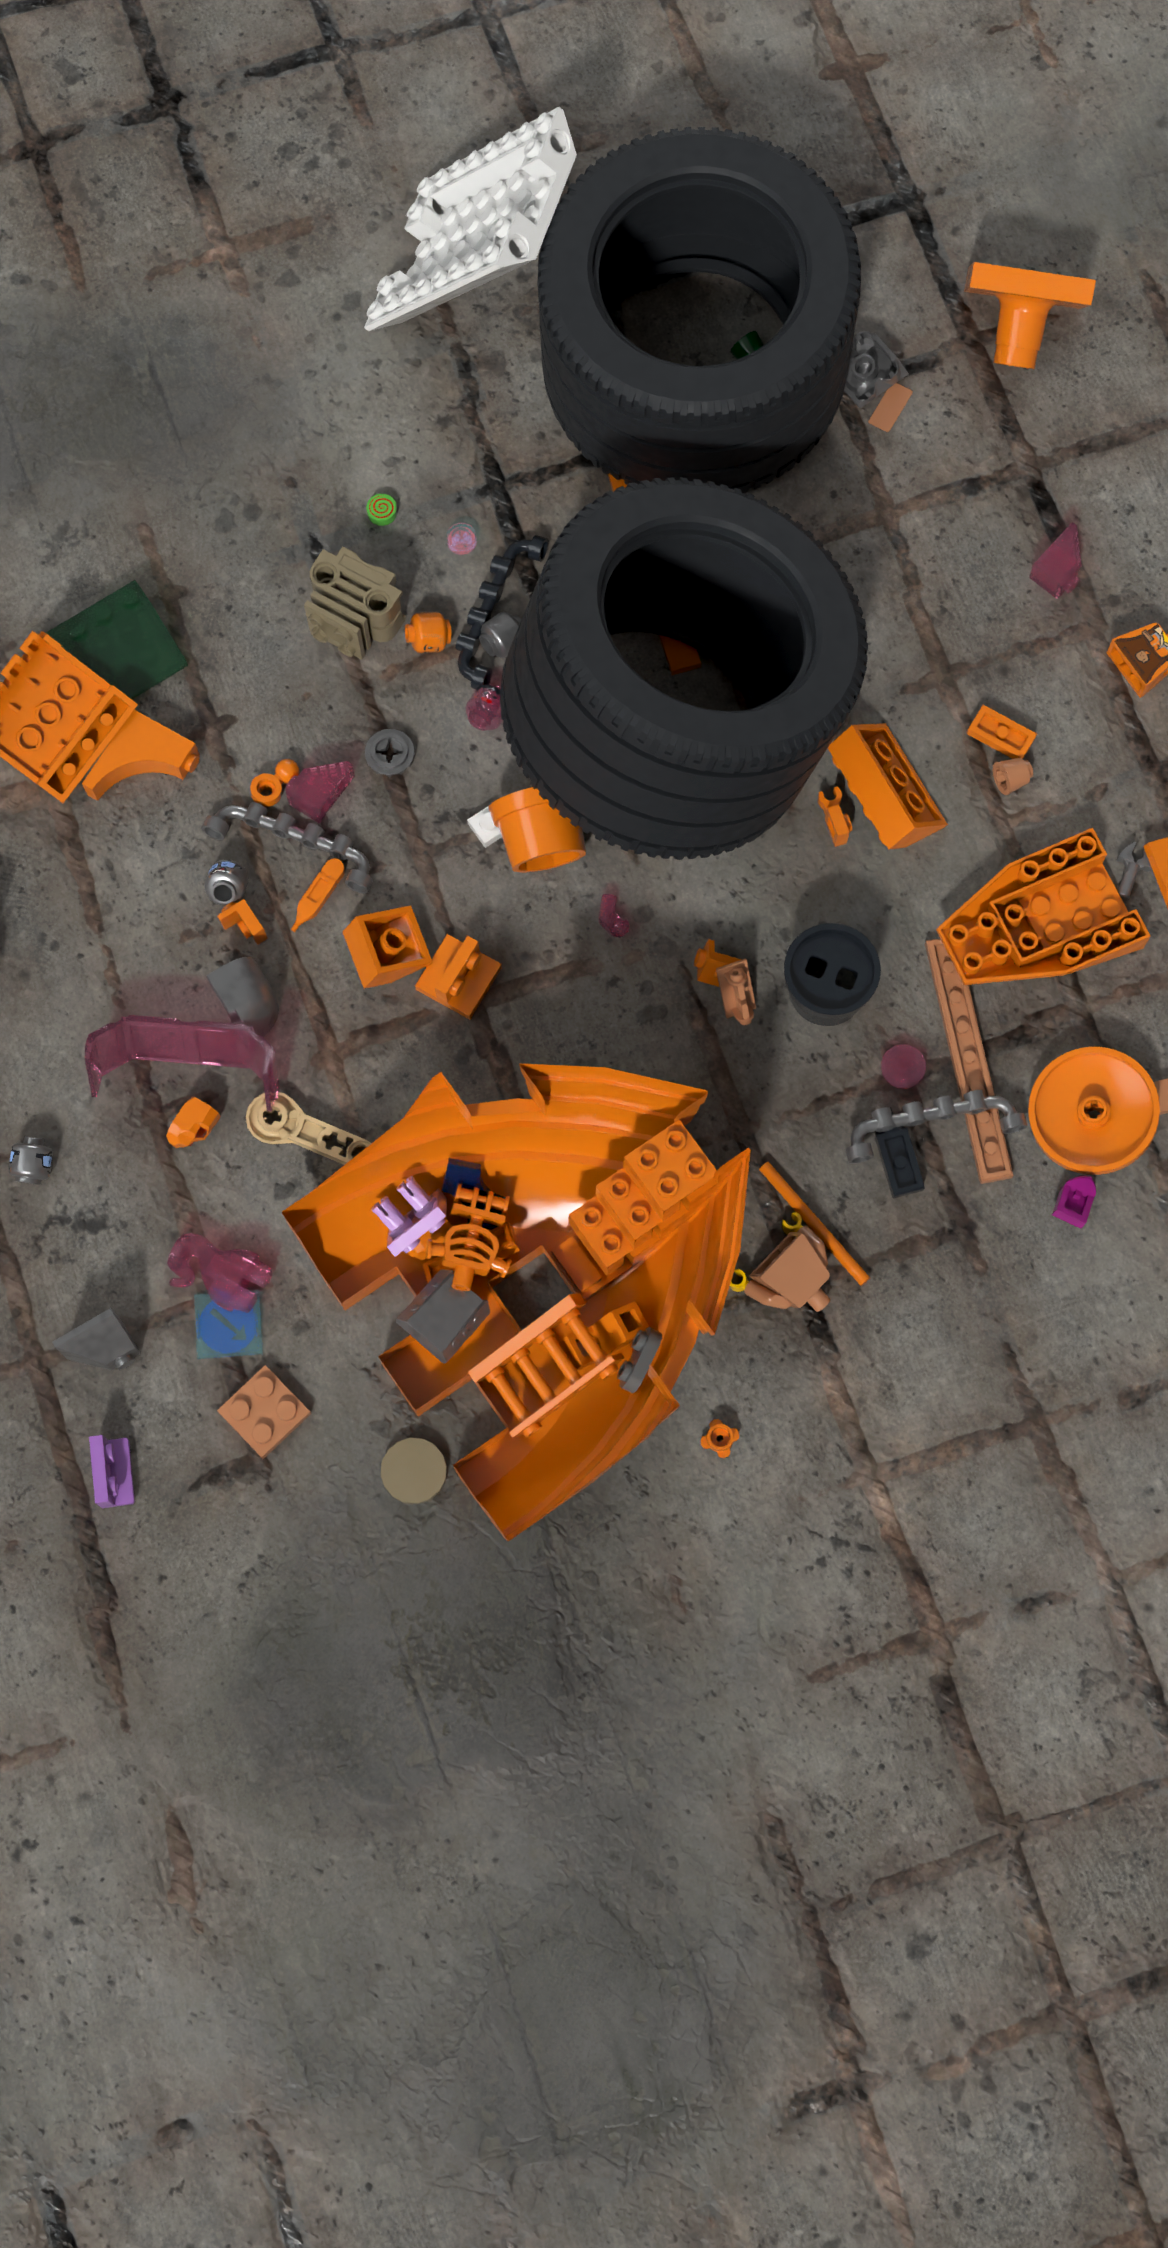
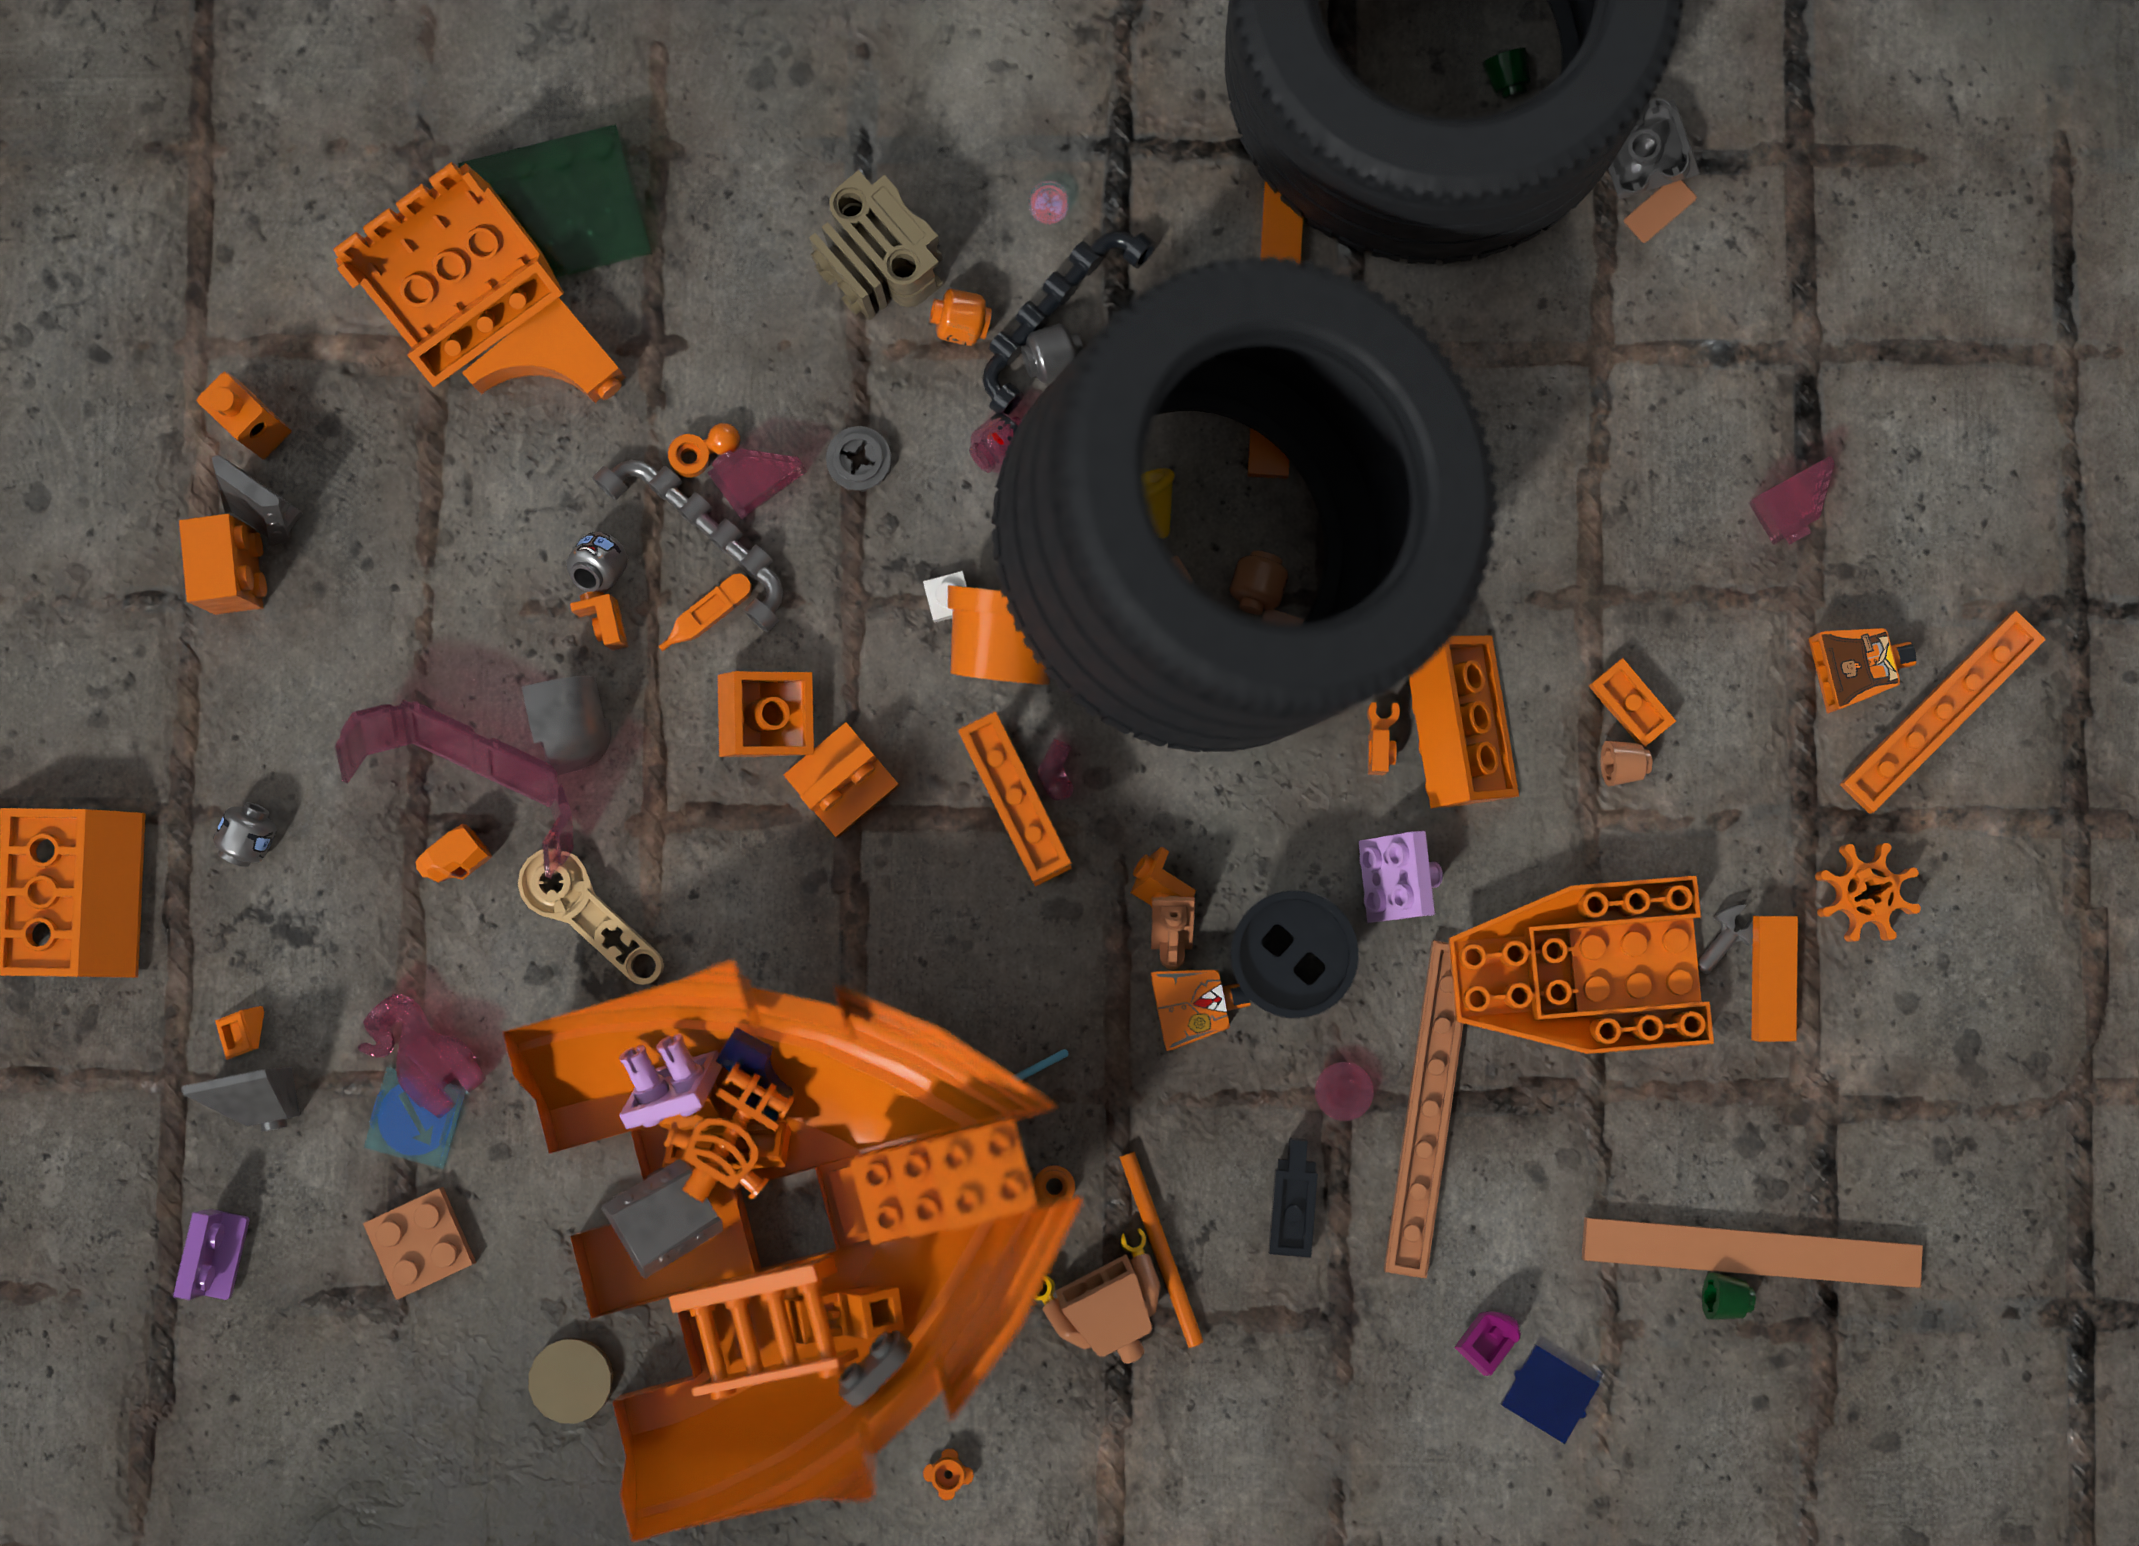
camera: 25 degrees right, 10 degrees up
(74, 1305) = (241, 1031): none -> orange slope
(381, 509) = (962, 128): bright green tile -> none
(592, 937) = (1015, 799): none -> orange fence
(772, 1042) = (1193, 1004): none -> orange torso
(889, 899) = (1398, 877): none -> lavender plate
(942, 1110) = (1333, 1164): flat silver bar -> none
(1024, 306) = (1884, 137): orange piece -> none
(1088, 1082) = (1550, 1280): orange dish -> none
(1133, 1227) = (1550, 1394): none -> clear blue piece

